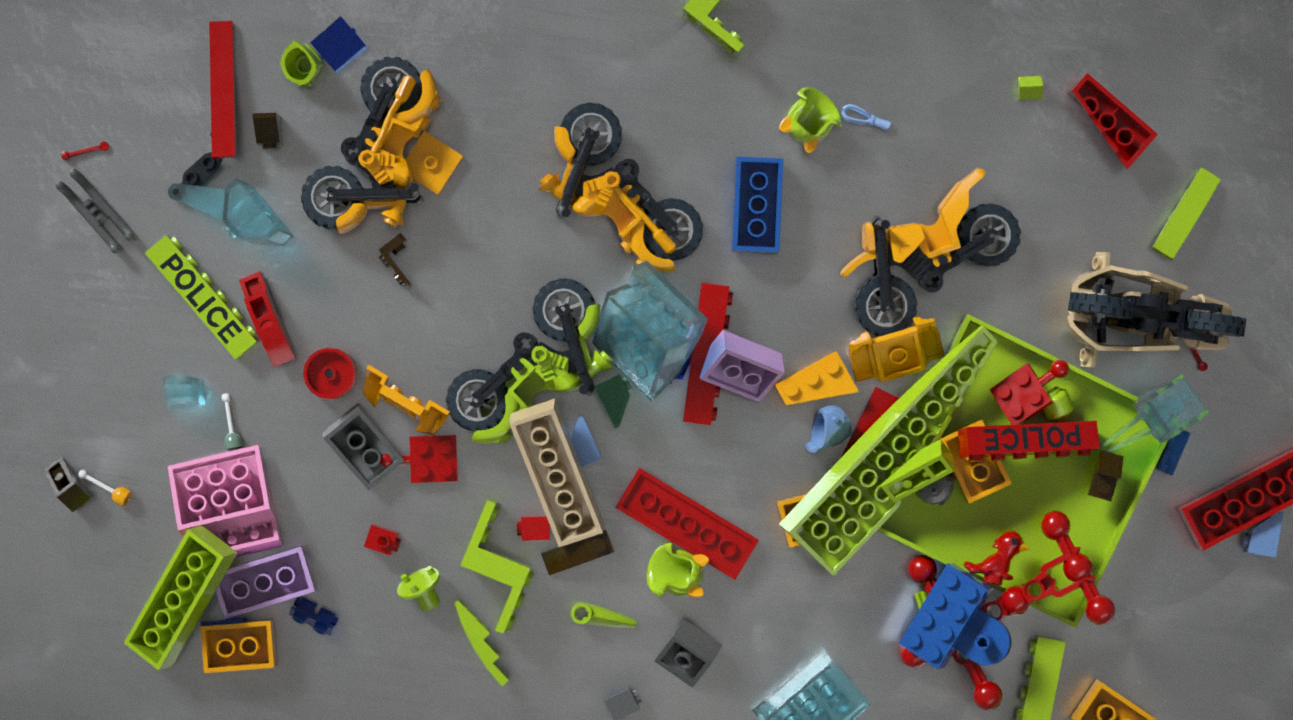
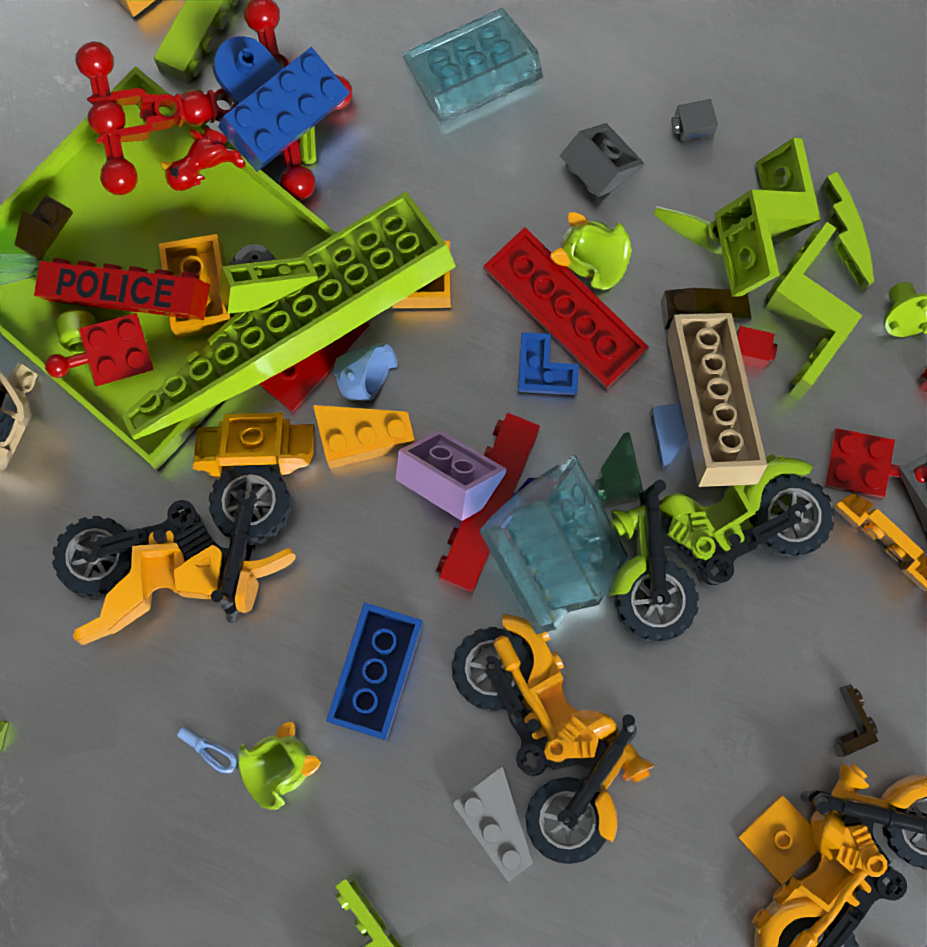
camera: 165 degrees left, 10 degrees down
(533, 641) = (767, 216): none -> lime bracket
(641, 119) = (496, 824): none -> light grey wedge
(691, 464) = (539, 374): none -> blue plate

